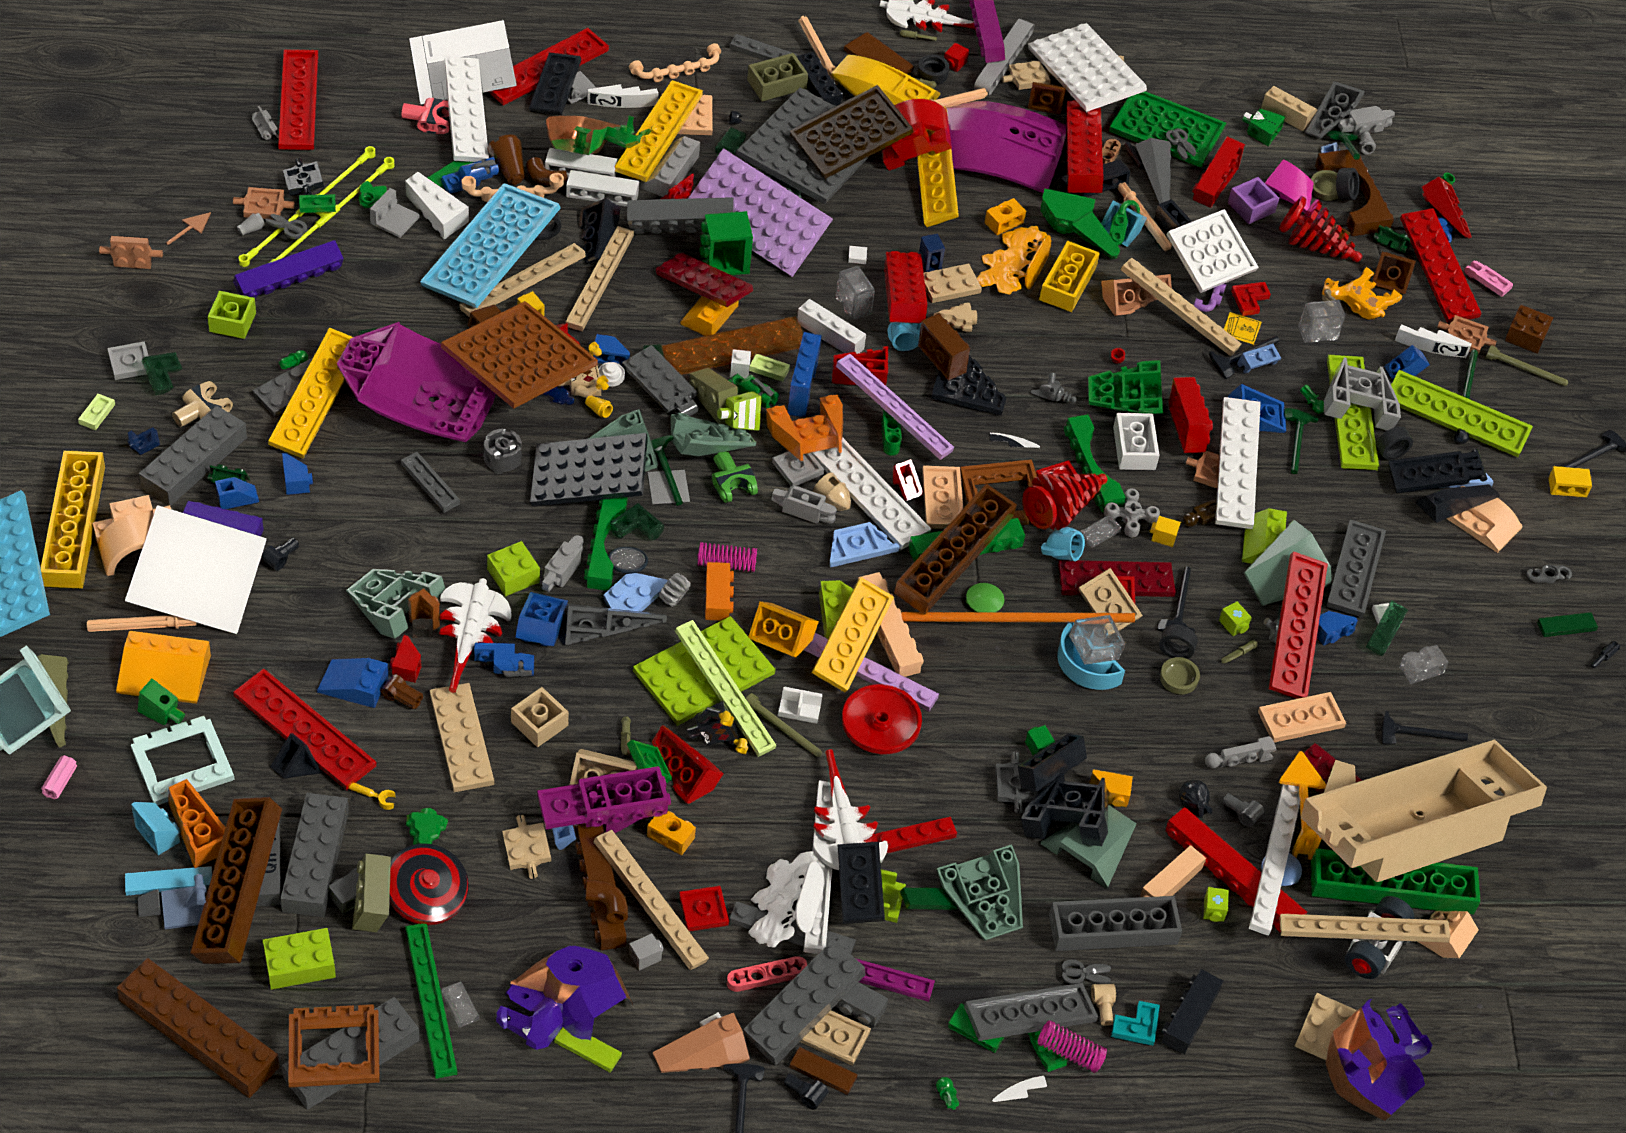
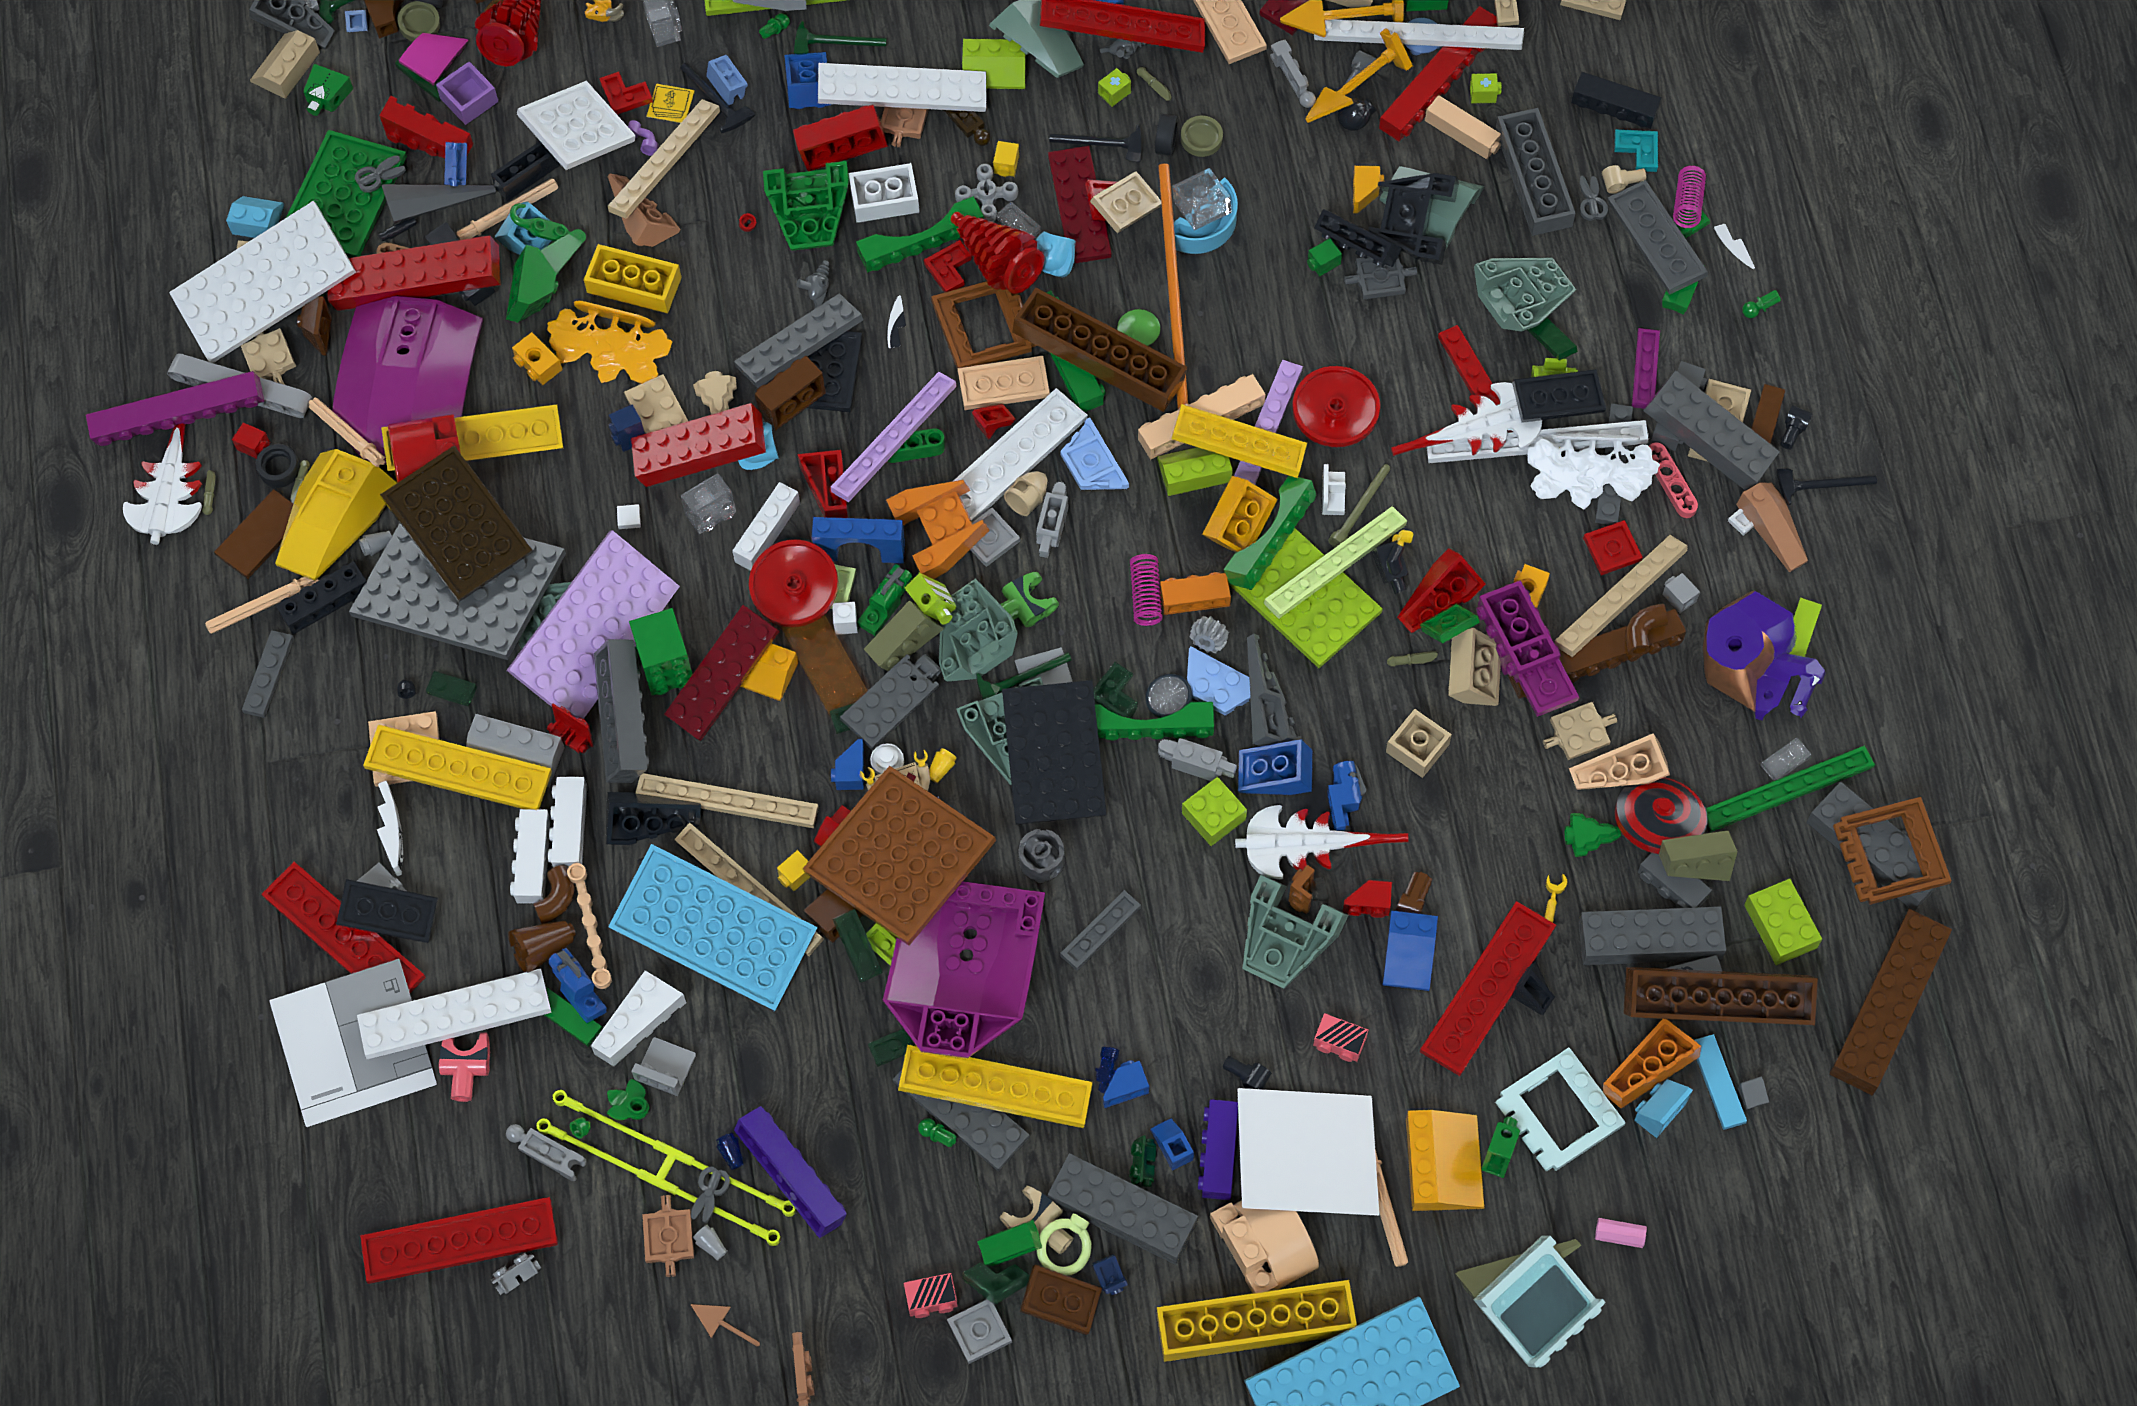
camera: 90 degrees left, 15 degrees up
(96, 411) = (1073, 1347): yellowish green plate -> none
(135, 407) = (1060, 1299): none -> reddish brown tile
(166, 335) = (930, 1295): none -> brick
(184, 905) = (1747, 1053): sand blue plate -> none
(187, 381) = (1010, 1243): none -> green piece
(187, 421) = (1076, 1225): none -> yellowish green piece
(232, 314) = (883, 1220): lime brick -> none
(290, 618) = (1340, 1038): none -> brick
(303, 178) = (616, 1194): black plate -> none
(316, 241) = (730, 1150): none -> clear blue cone
(317, 203) = (664, 1163): green plate -> none
(323, 470) = (1105, 1072): none -> clear blue piece
(348, 149) = (546, 1150): none -> light grey plate
(360, 164) = (580, 1127): none -> green hinge
(455, 326) = (857, 945): none -> clear green plate
(461, 738) = (1456, 824): tan plate -> none
(480, 870) = (1627, 765): none -> light nougat wedge
(589, 135) = (490, 843): piece -> none
(673, 71) = (318, 760): light nougat bar -> none
(771, 327) = (793, 583): none -> red dish
(777, 76) = (328, 643): olive brick -> none
(788, 668) = (1250, 563): none -> green arch
(1002, 372) = (798, 340): none -> dark grey plate
(1154, 75) = (253, 216): none -> medium azure slope
(1189, 183) = (455, 163): none -> blue hinge
(1258, 828) = (1331, 100): none -> light orange piece

